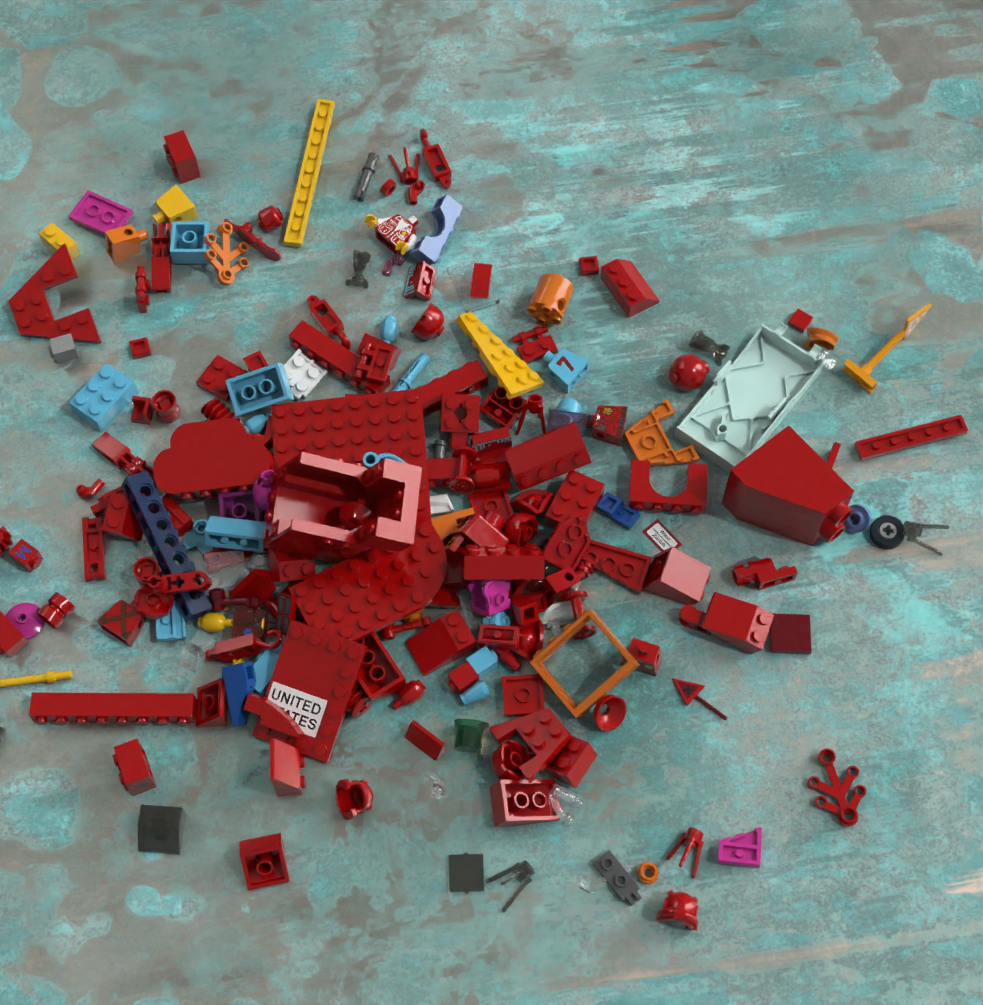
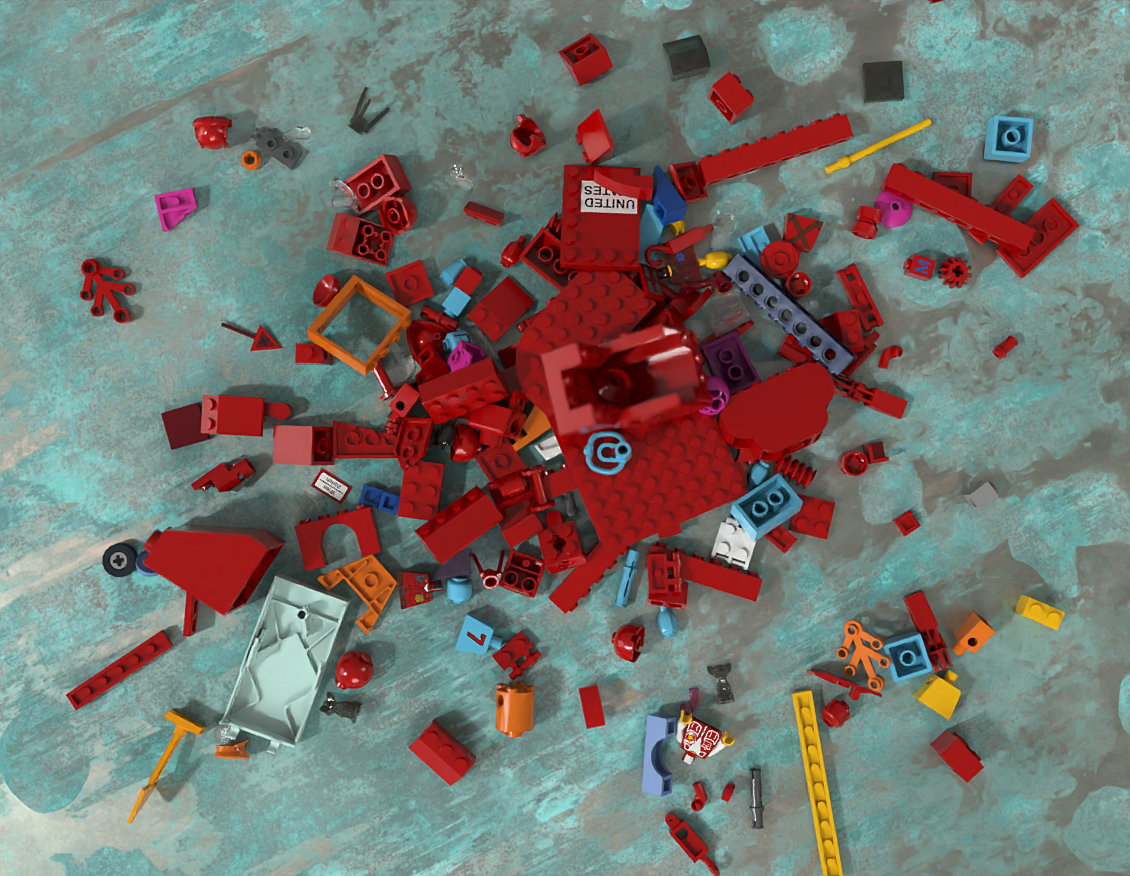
camera: 160 degrees right, 25 degrees up
(34, 312) = (1029, 525): red wing -> none
(100, 213) = (1012, 662): dark pink plate -> none
(103, 397) = (918, 454): medium azure brick -> none
(143, 285) = (930, 579): red plate -> none
(191, 582) = (747, 278): red beam -> none
(196, 538) = (761, 340): medium azure plate -> none
(234, 533) = (728, 344): medium azure brick -> none
(328, 323) = (730, 612): red piece -> none
(409, 175) = (712, 815): red plant -> none
(420, 281) = (655, 690): red panel -> none
(466, 873) = (408, 110): clear smoke piece -> none
(469, 736) = (444, 228): clear green hat -> none
(499, 359) = (542, 622): yellow wing -> none
(499, 637) = (447, 327): red slope -> none
(533, 501) = (461, 479): red hat -> none
(540, 732) = (379, 248): red wing -> none
(588, 265) = (491, 766): red tile -> none
(691, 840) = (218, 200): red plant -> none
(800, 320) = (260, 770): red tile -> none
(914, 530) = (93, 566): clear smoke plant -> none

